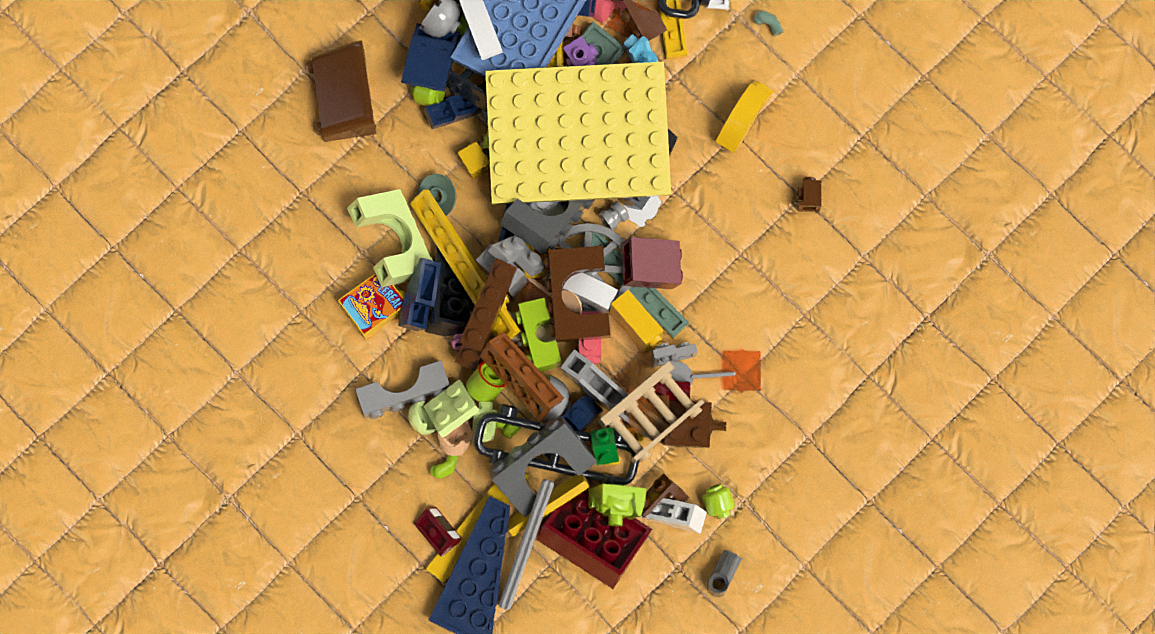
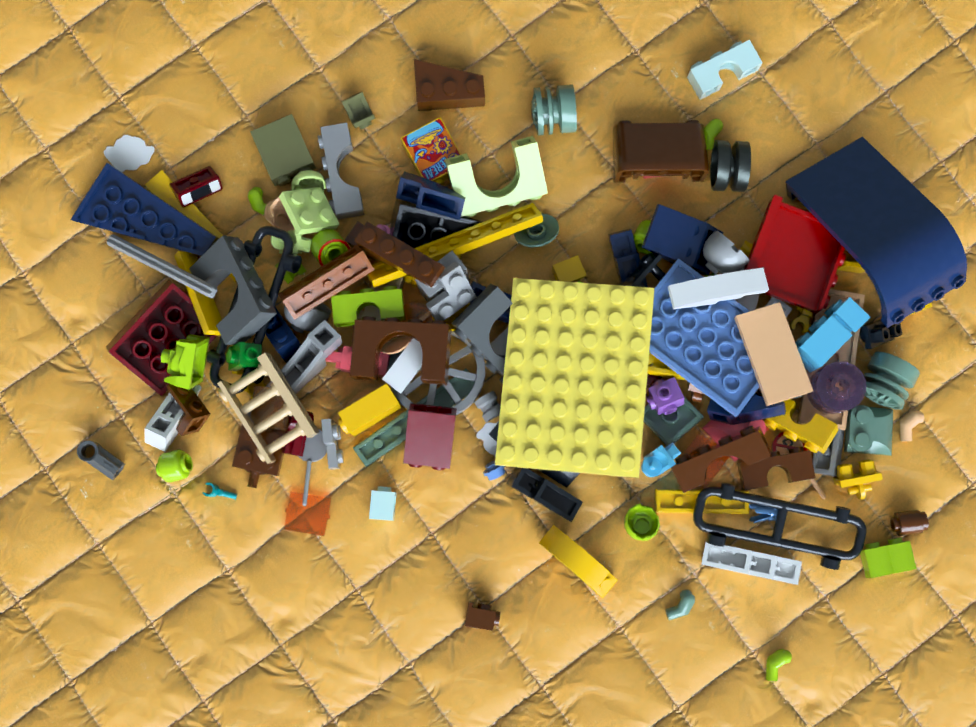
camera: 100 degrees right, 5 degrees up
(261, 59) = (740, 59): none -> light aqua arch
(304, 304) = (447, 87): none -> reddish brown wedge
(314, 47) = (711, 130): none -> lime arm
(316, 192) = (554, 109): none -> sand green wheel
(340, 383) = (358, 110): none -> olive bracket
(350, 23) = (730, 166): none -> pearl dark grey wheel
(390, 449) = (282, 150): none -> olive brick
(411, 608) = (129, 153): none -> white sticker
(673, 203) = (493, 471): none -> medium blue plate
(687, 154) = (545, 493): none -> black slope
(700, 64) = (641, 522): none -> lime hair
(722, 299) = (382, 504): none -> light aqua brick
(735, 454) = (220, 492): none -> teal hand

